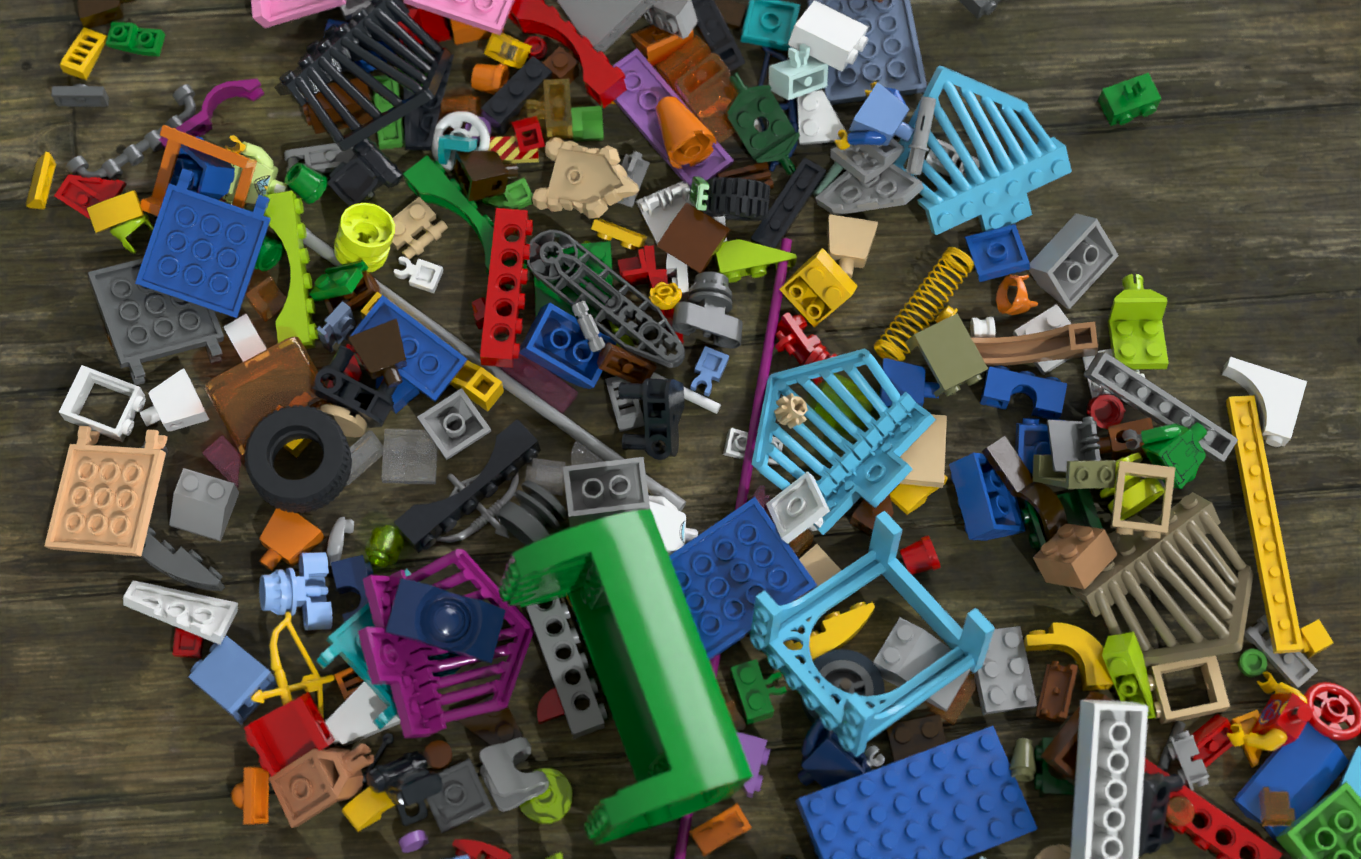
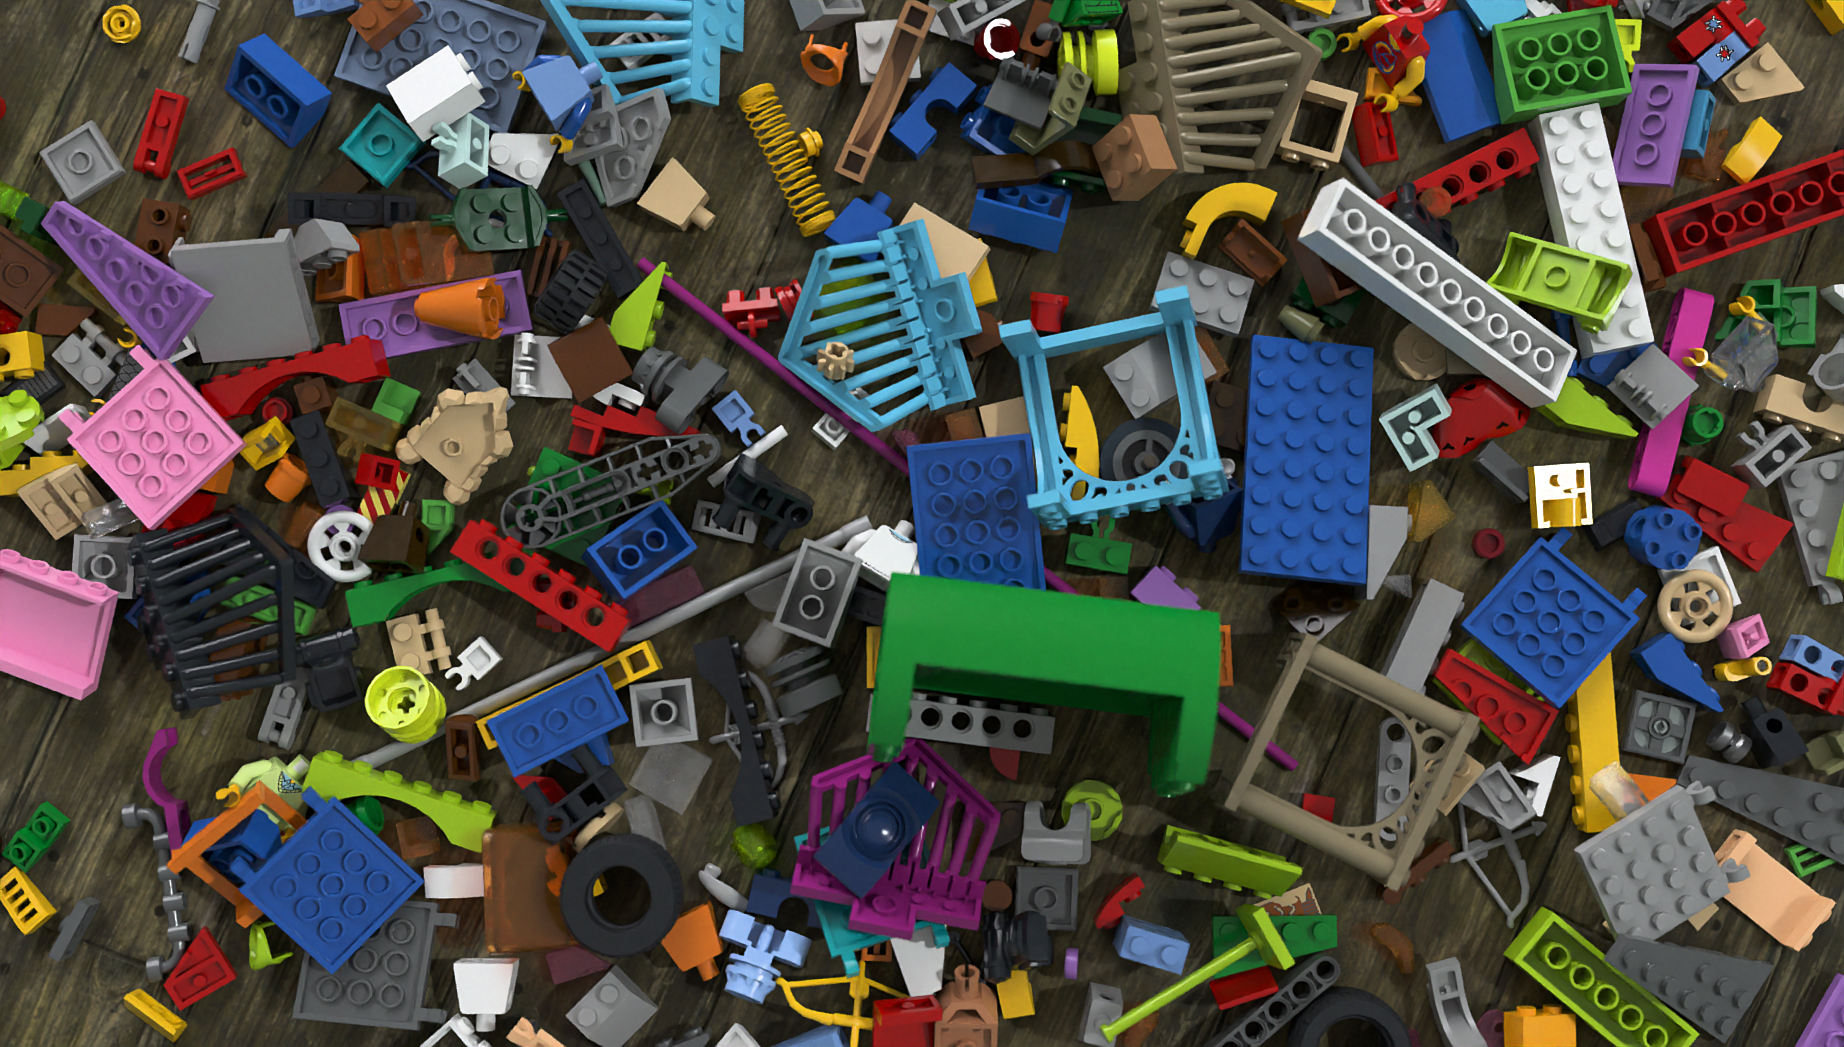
camera: 60 degrees left, 15 degrees up
(115, 211) = (235, 954): yellow slope -> none
(306, 182) = (308, 734): green piece -> none
(338, 280) = (440, 754): green plate -> none
(338, 327) = (491, 779): sand blue plate -> none
(381, 351) = (551, 753): dark brown torso -> none
(449, 142) = (347, 554): teal tile -> none
(588, 326) = (632, 521): light grey axle -> none
(610, 230) = (531, 440): yellow plate -> none
(625, 364) = (691, 502): reddish brown brick -> none
(665, 295) = (639, 422): yellow plate -> none
(697, 188) = (542, 328): bright green tile -> none
(798, 508) = (941, 409): white tile -> none
(818, 287) = (711, 257): yellow slope -> none
(921, 134) = (607, 60): light grey axle -> none
(949, 354) = (858, 164): olive panel -> none
(982, 328) = (843, 114): white wheel -> none
(997, 253) = (769, 52): blue plate -> none
(1128, 670) = (1276, 173): lime slope -> none
(1147, 471) = (1093, 39): tan window -> none
(1183, 750) = (1373, 162): light grey hinge -> none
(1275, 808) = (1480, 108): clear orange panel -> none

